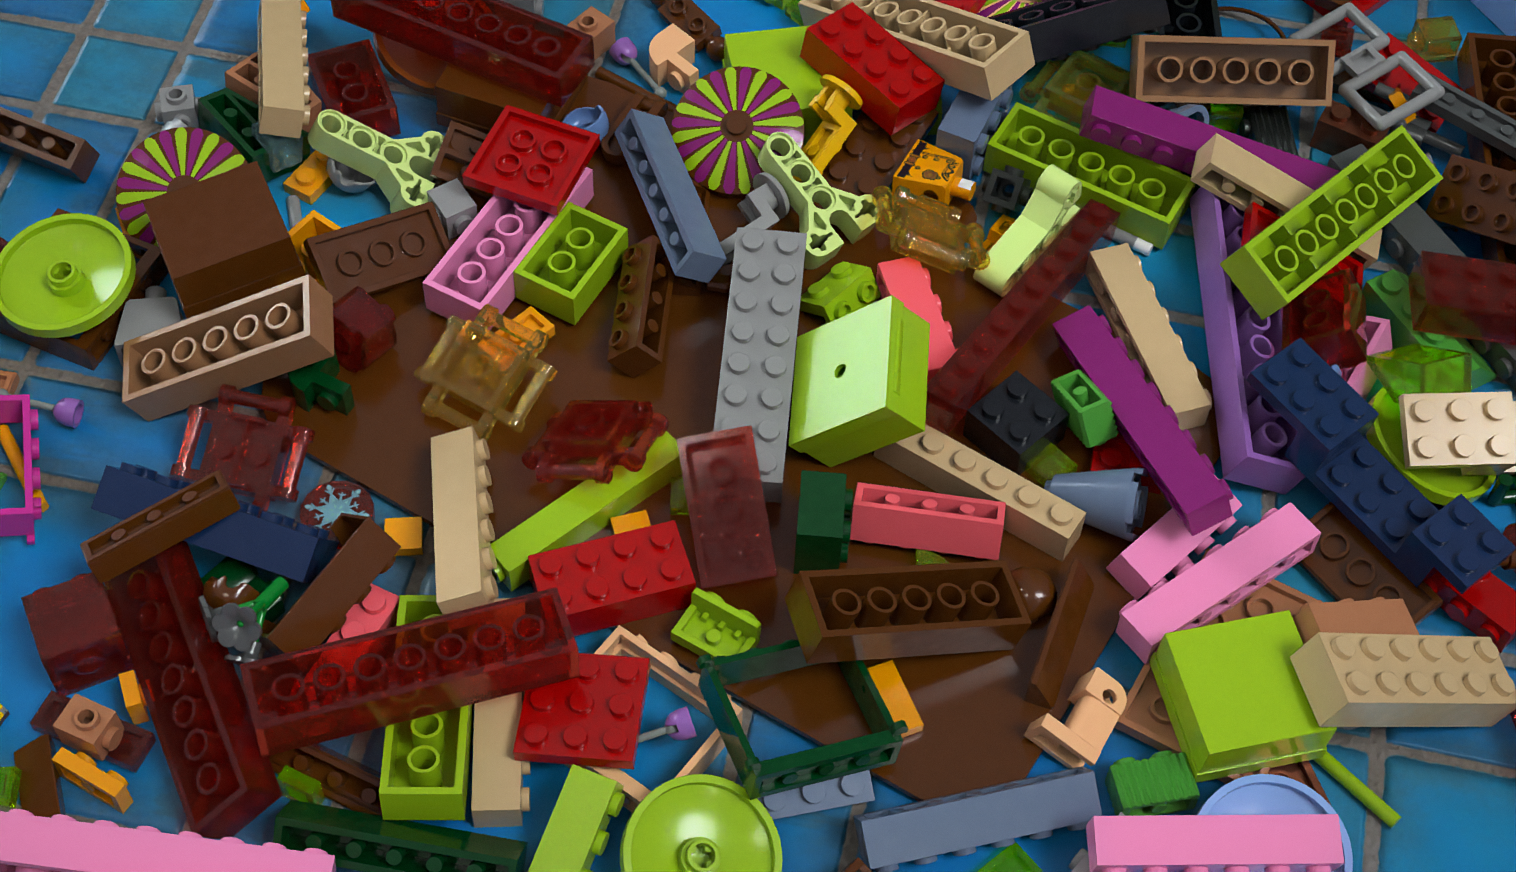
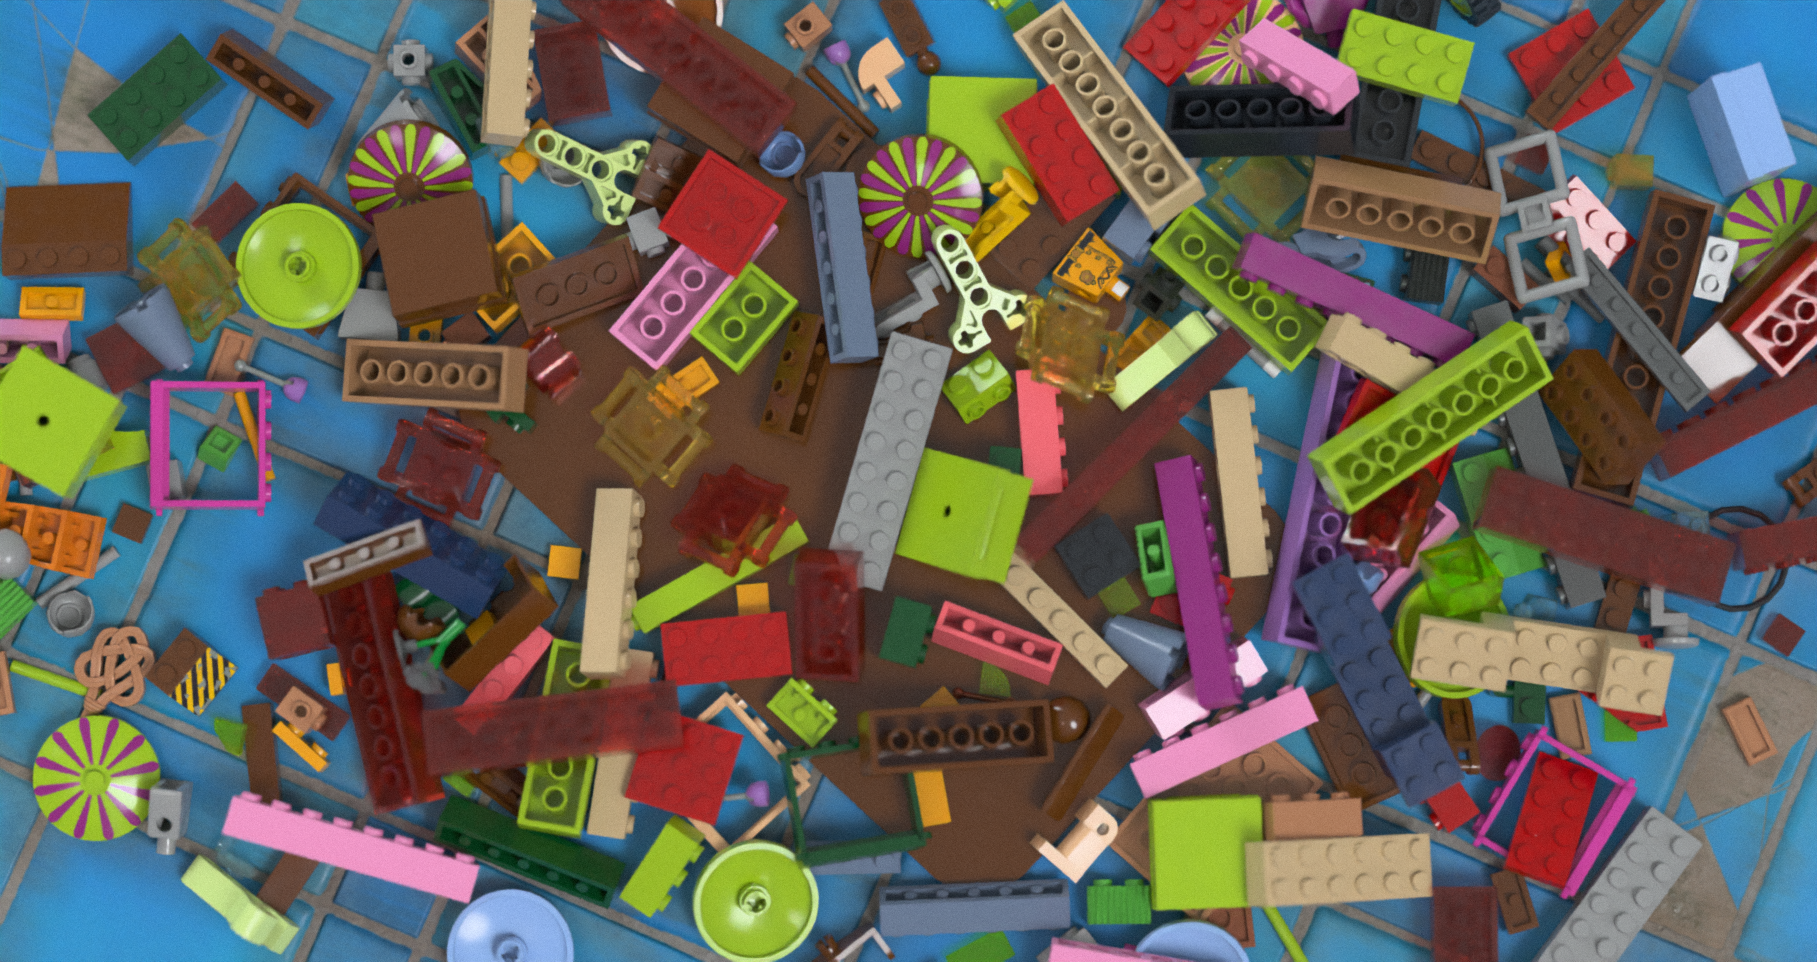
camera: 15 degrees right, 30 degrees up
(331, 499) = (512, 529): clear red tile -> none

